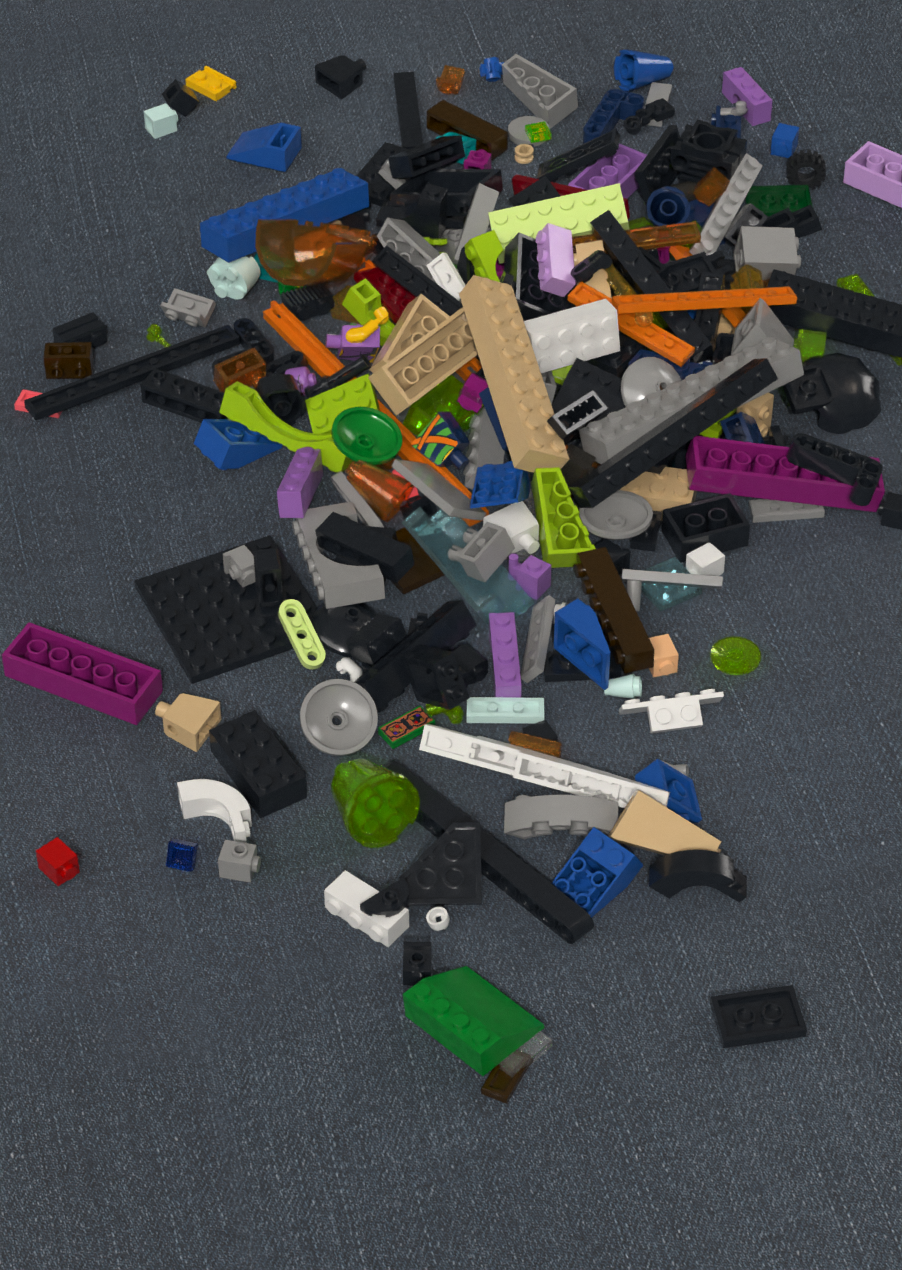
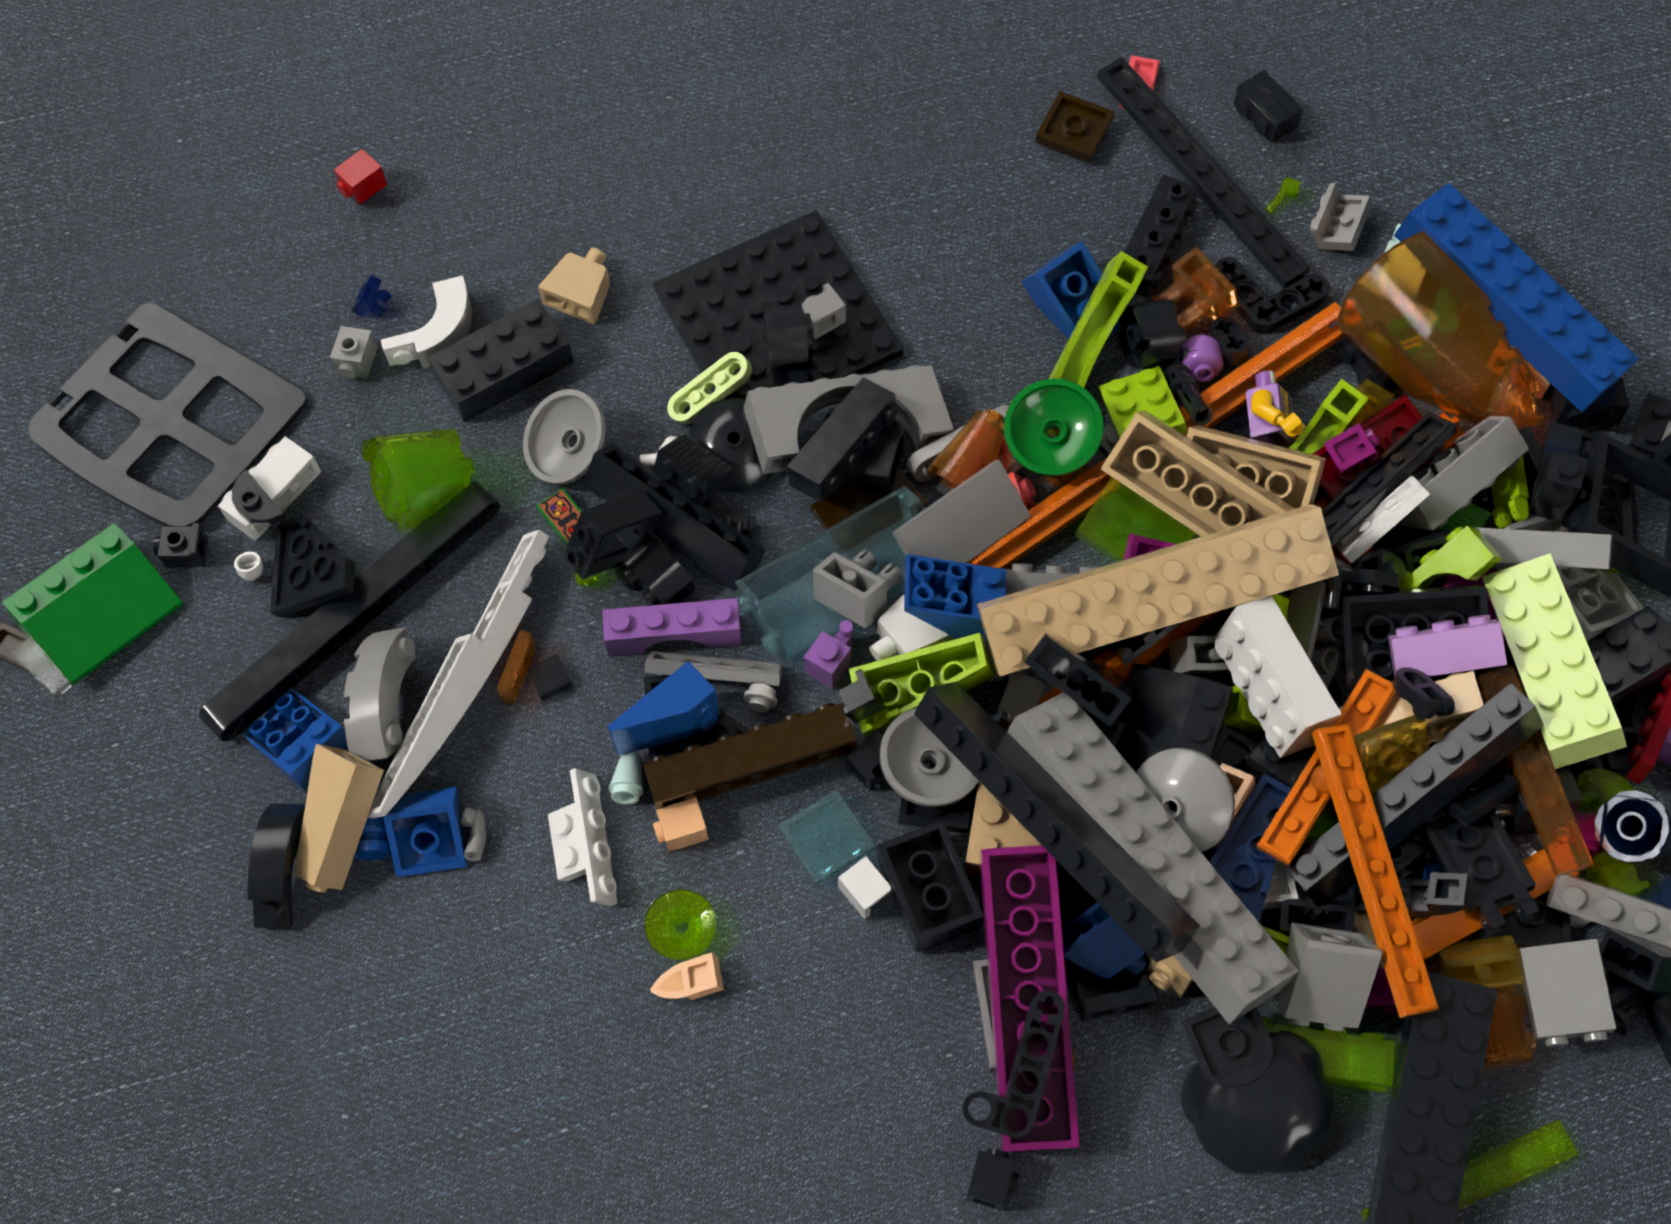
camera: 90 degrees right, 20 degrees up
(68, 360) = (1206, 95): dark brown brick -> none
(78, 436) = (1074, 126): none -> dark brown plate
(82, 673) = (646, 169): magenta brick -> none
(284, 991) = (165, 417): none -> window
(300, 483) = (975, 363): medium lavender brick -> none
(399, 292) = (1352, 447): none -> magenta bracket
(443, 442) = (1053, 525): torso -> none
(505, 710) = (587, 633): light aqua plate -> none
(575, 538) = (861, 698): none -> black panel
(636, 577) = (810, 830): light grey piece -> none
(758, 1016) = (57, 934): black plate -> none
(774, 652) = (690, 979): none -> light nougat plate

